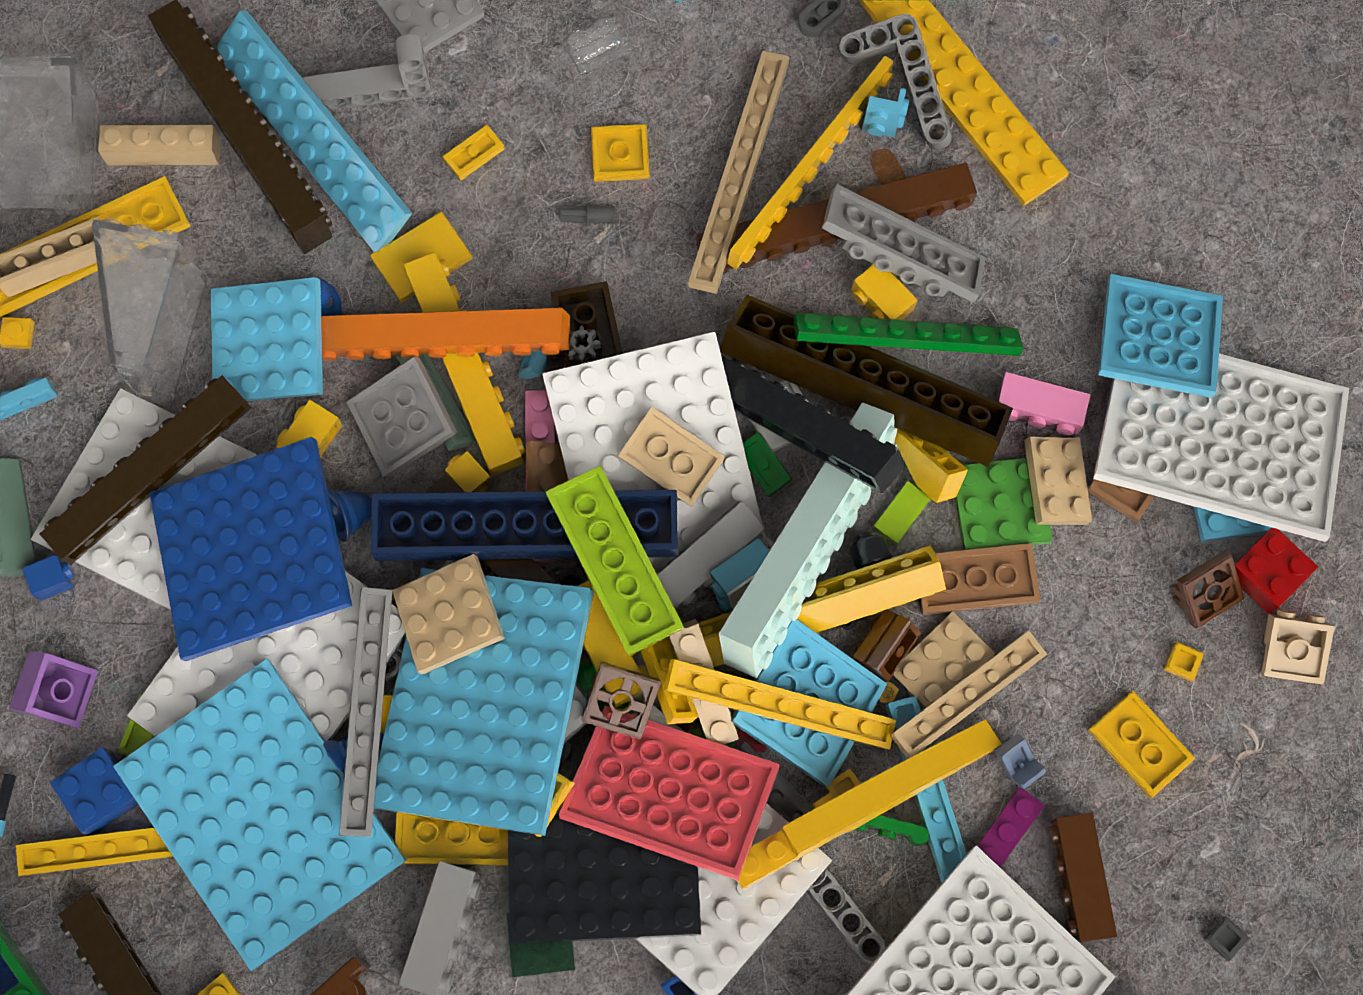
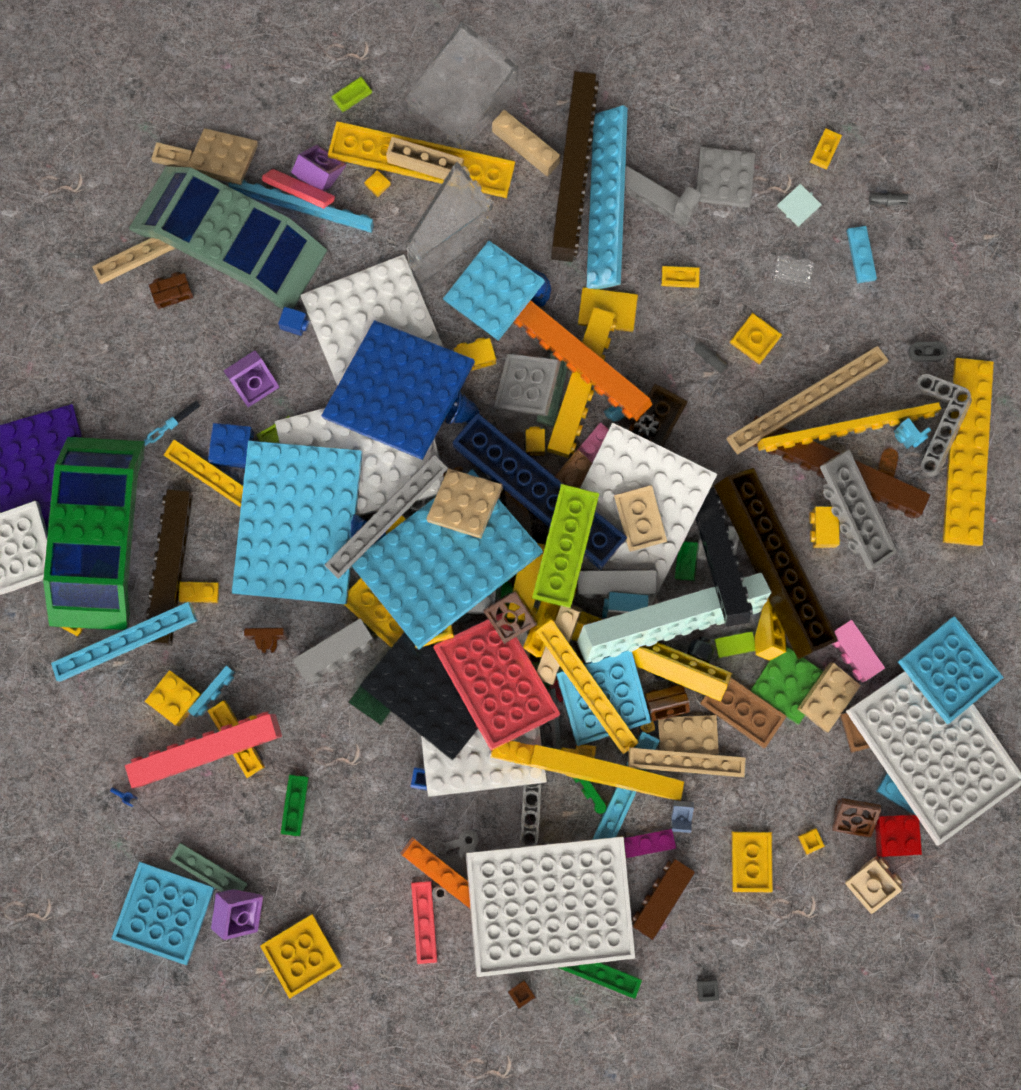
camera: 40 degrees right, 5 degrees up
(144, 470) = (382, 307): dark brown brick -> none
(907, 334) = (818, 558): green plate -> none

